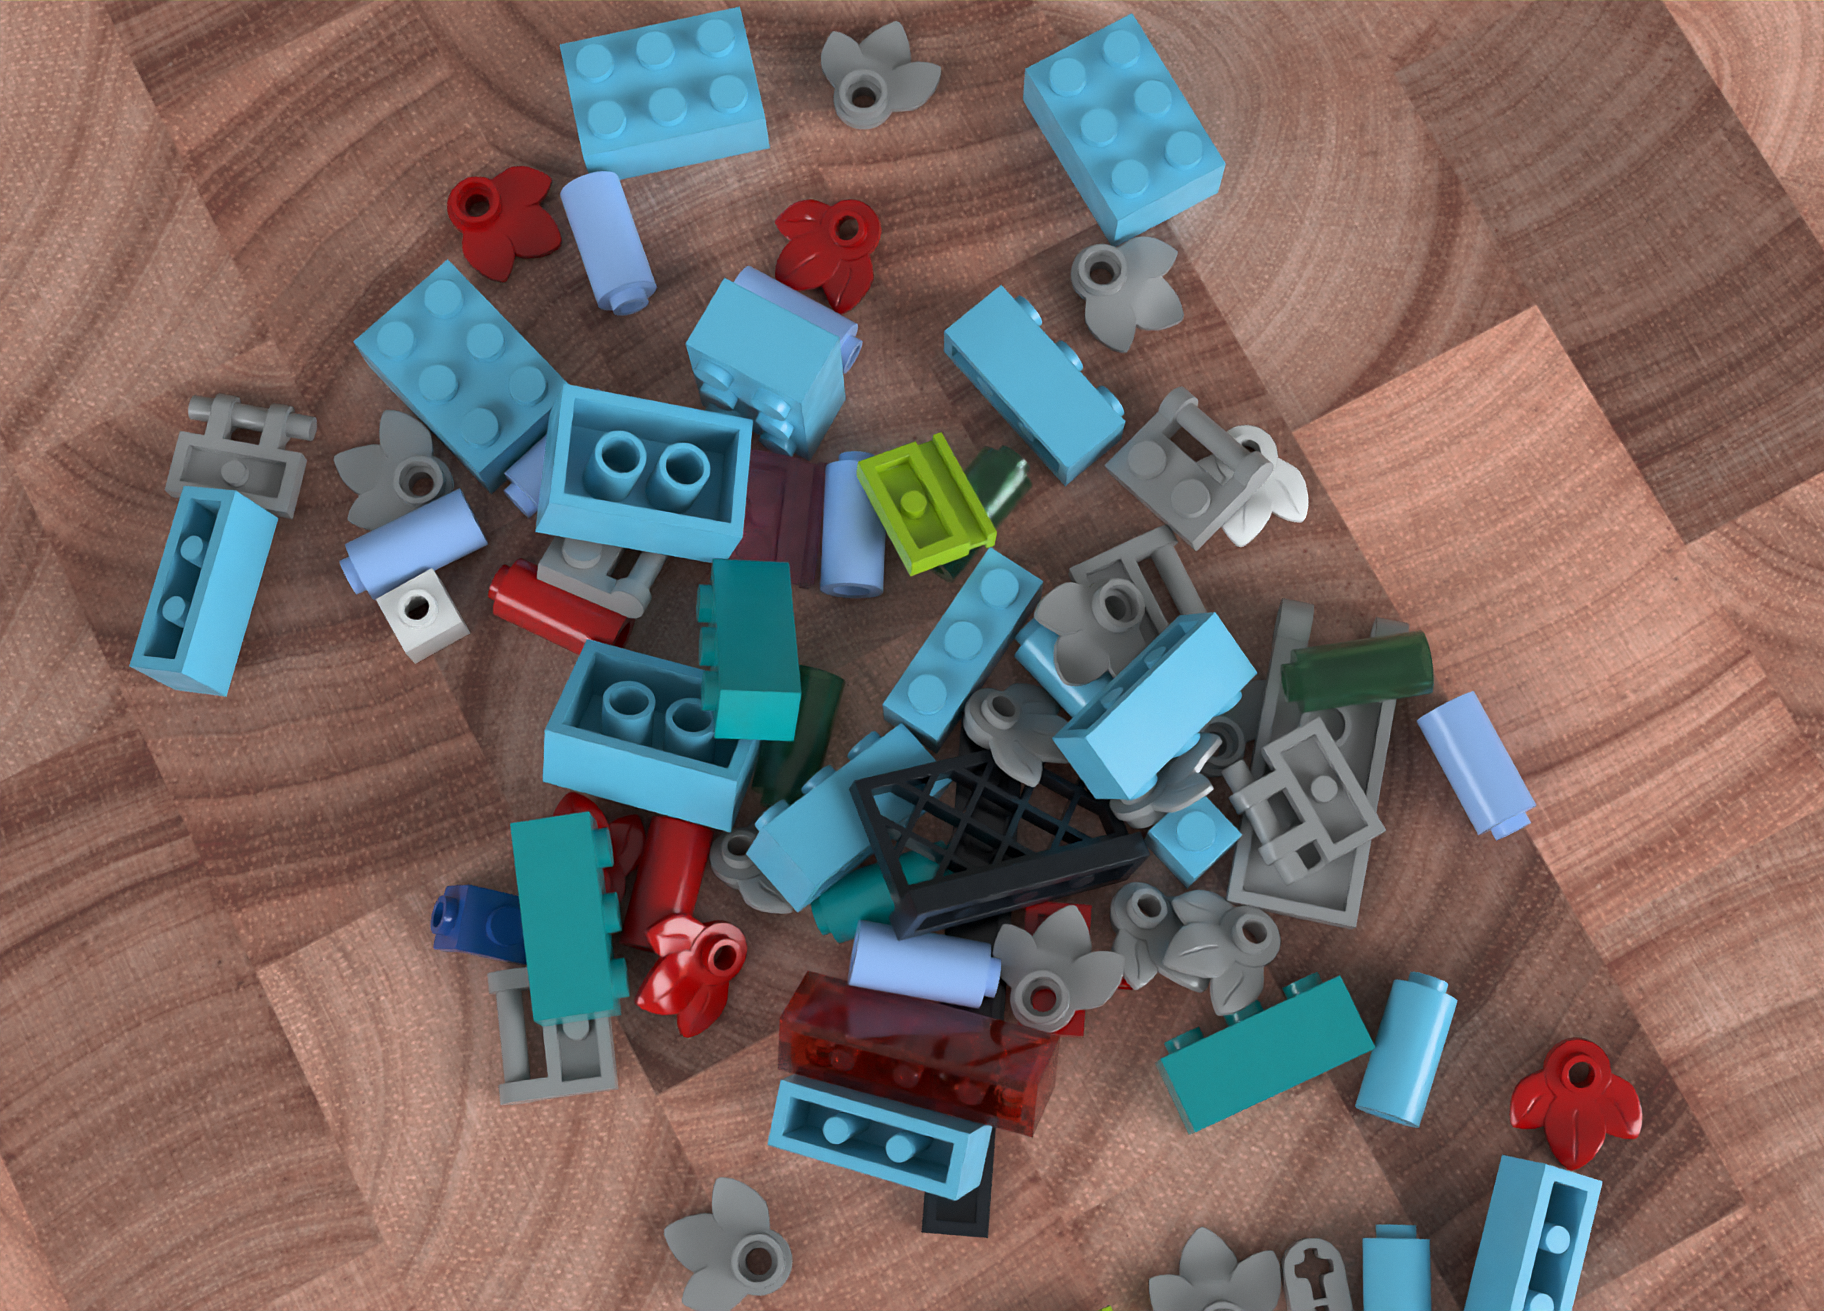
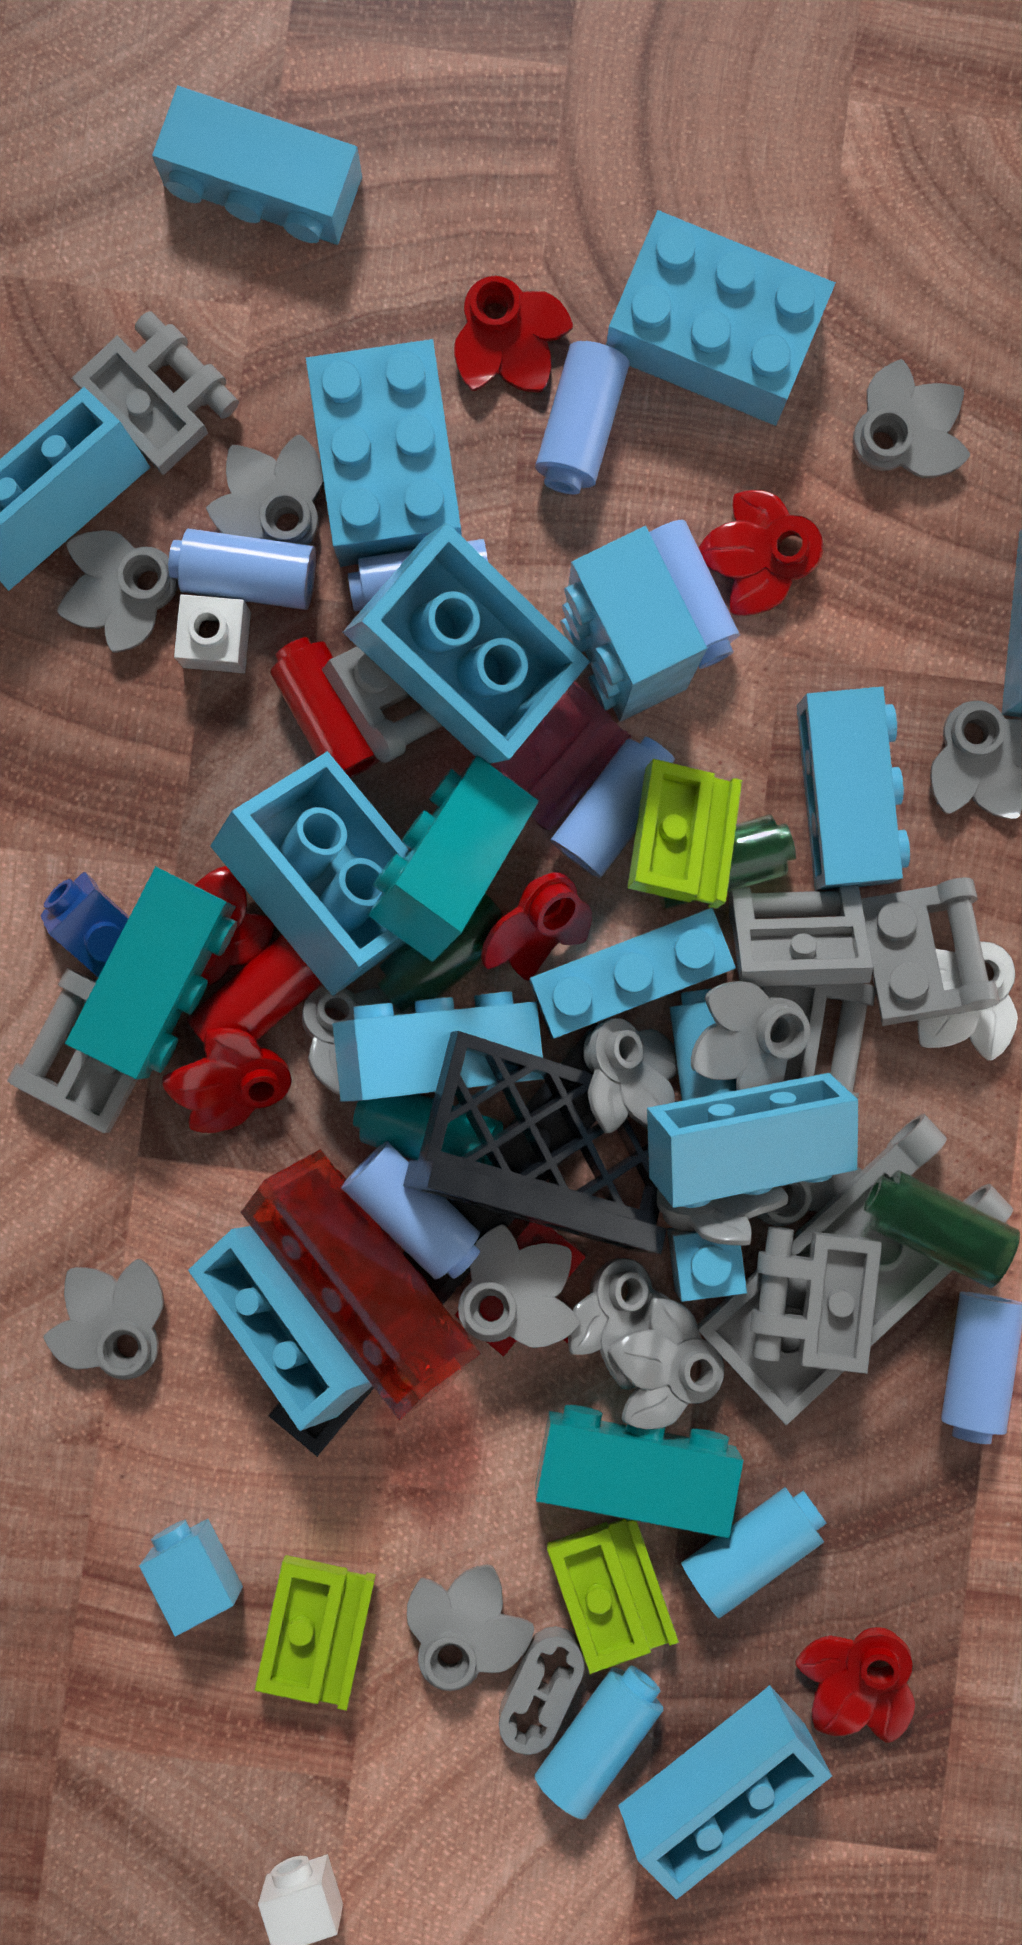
camera: 30 degrees right, 10 degrees up
(206, 224) = (257, 166): none -> medium azure brick
(310, 641) = (110, 591): none -> light grey plate
(861, 652) = (545, 916): none -> red plate
(1078, 525) = (800, 948): none -> light grey plate
(1316, 1173) = (611, 1593): none -> lime plate

